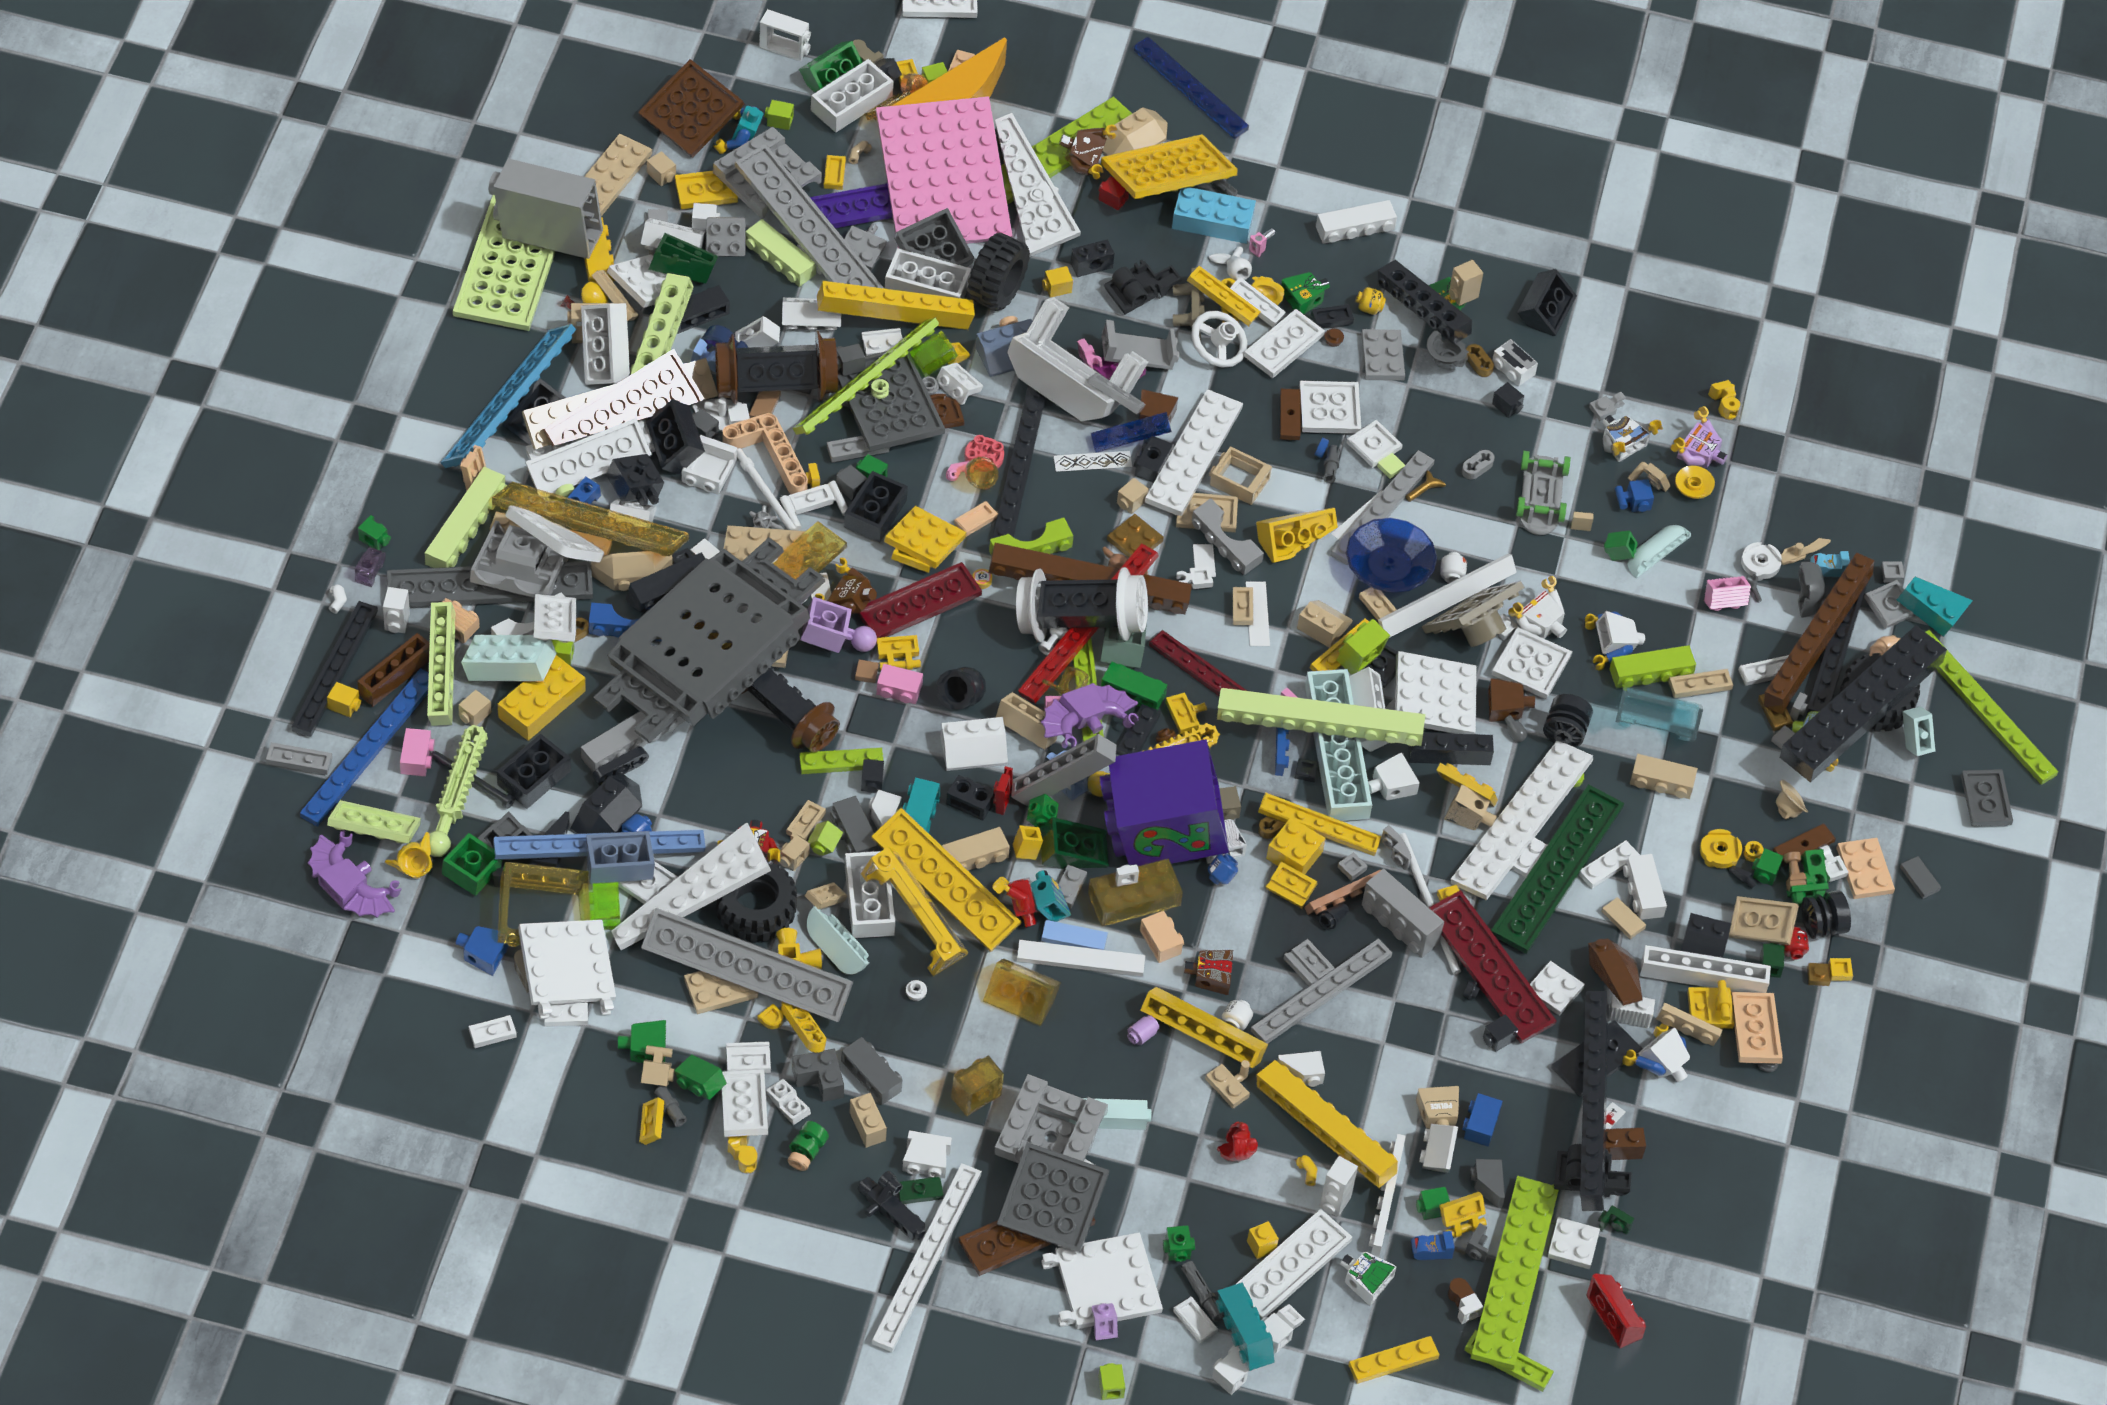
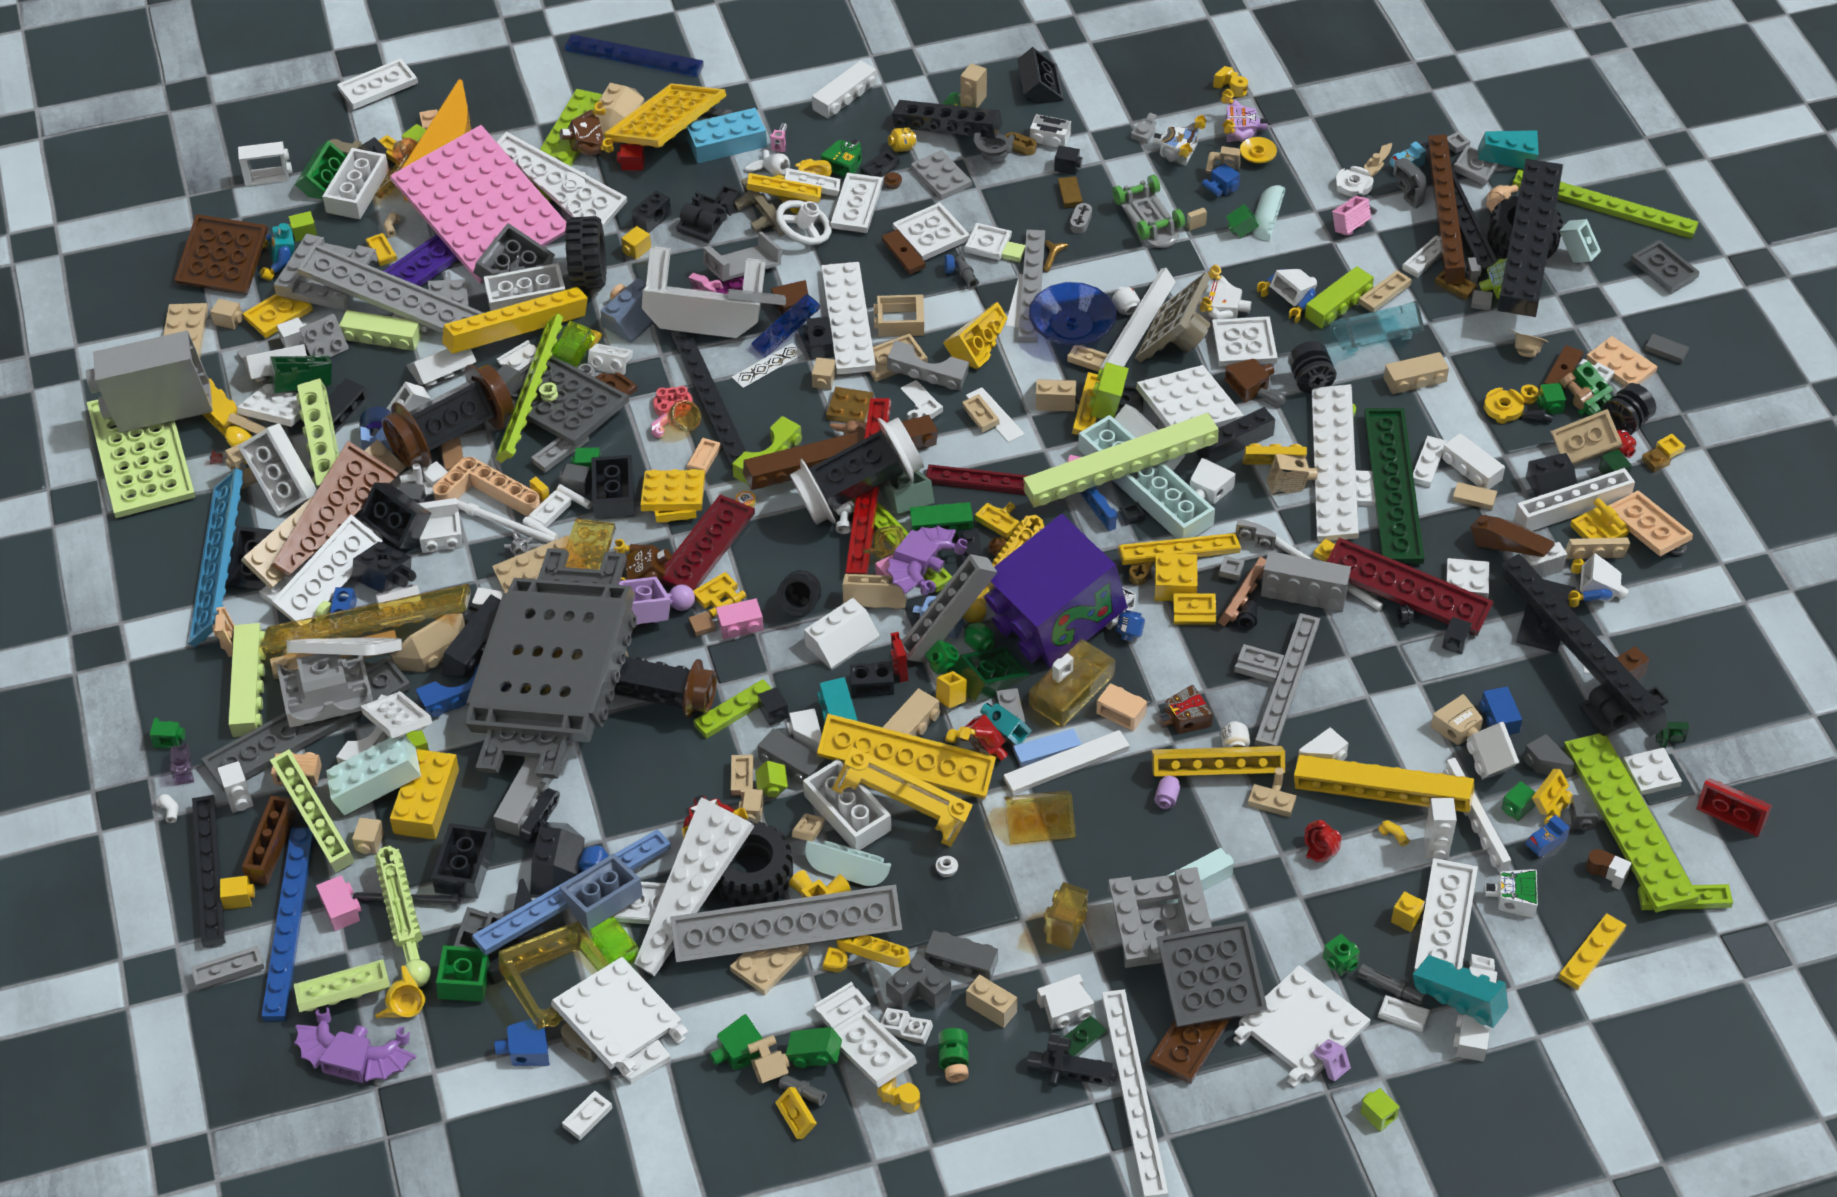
camera: 25 degrees left, 5 degrees down
(1087, 810) = (979, 637): none -> green head
(1488, 433) = (1070, 191): none -> pearl gold tile

